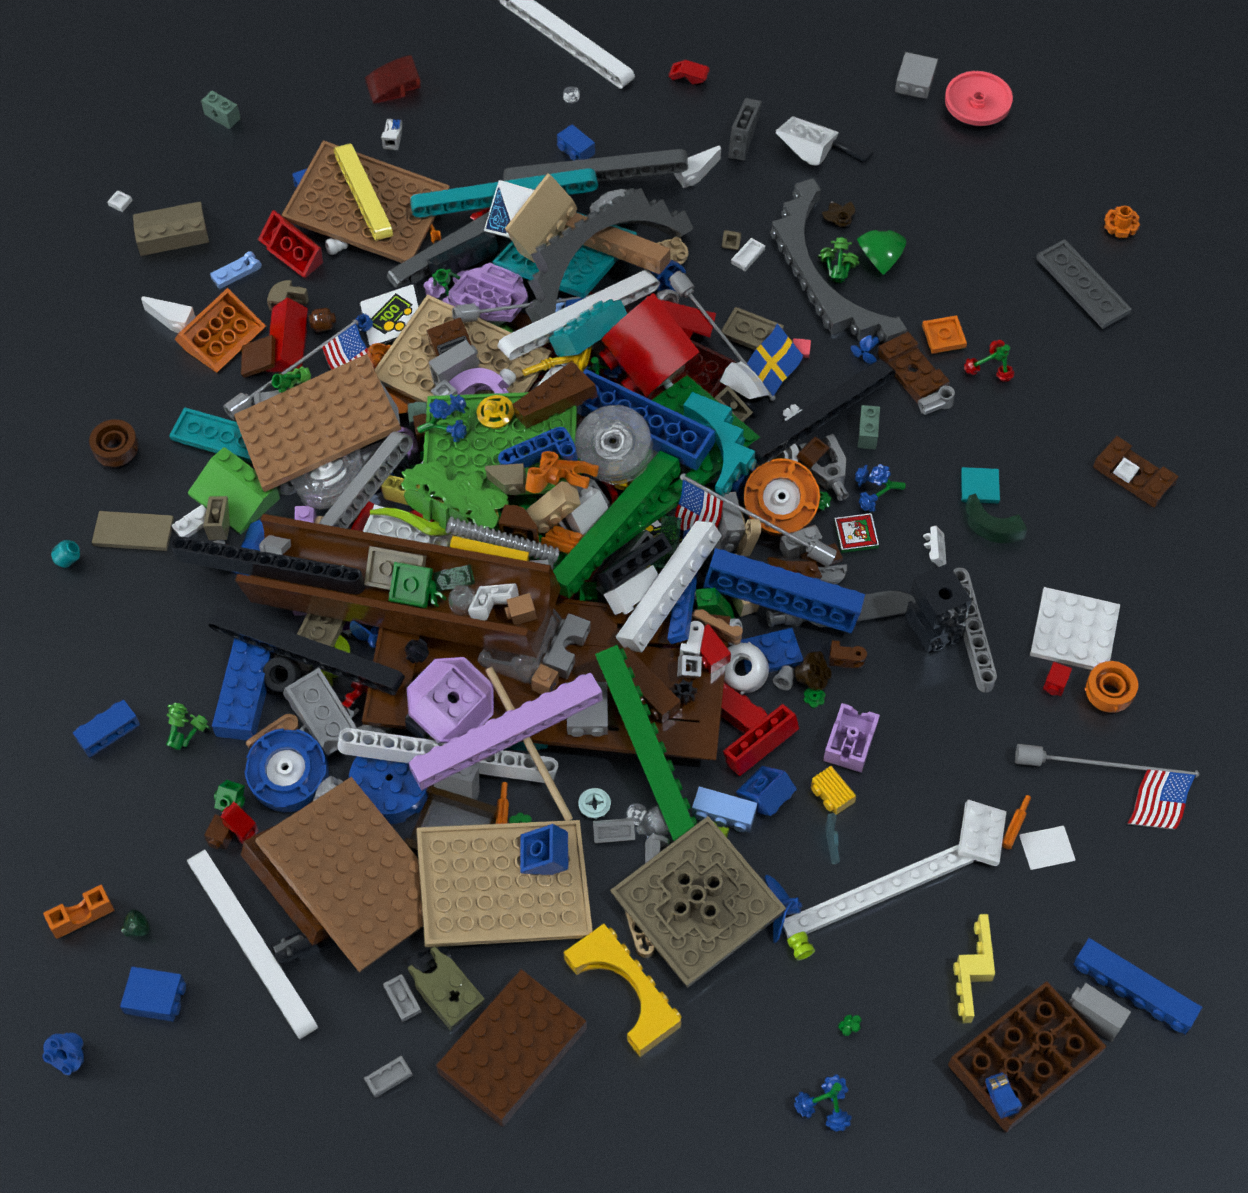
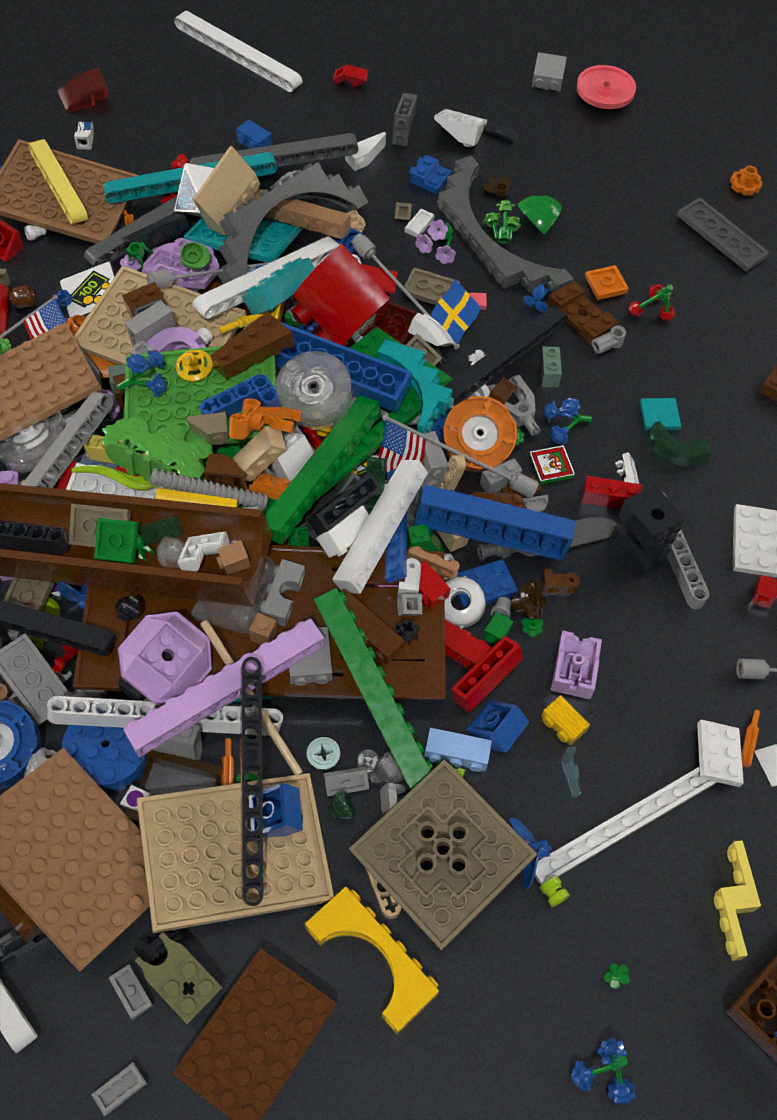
camera: 10 degrees left, 0 degrees up
(410, 829) = (130, 799): none -> tile
(494, 172) = (179, 162): none -> red brick
(503, 285) = (194, 256): none -> bright green hat
(518, 825) = (251, 790): none -> black beam
(571, 94) = (246, 98): clear tile -> none
(608, 853) = (342, 806): none -> clear green brick
(765, 197) = (429, 174): none -> blue plate
(766, 270) = (437, 231): none -> lavender plant
(778, 694) = (497, 628): none -> green brick
(908, 565) = (608, 492): none -> red brick

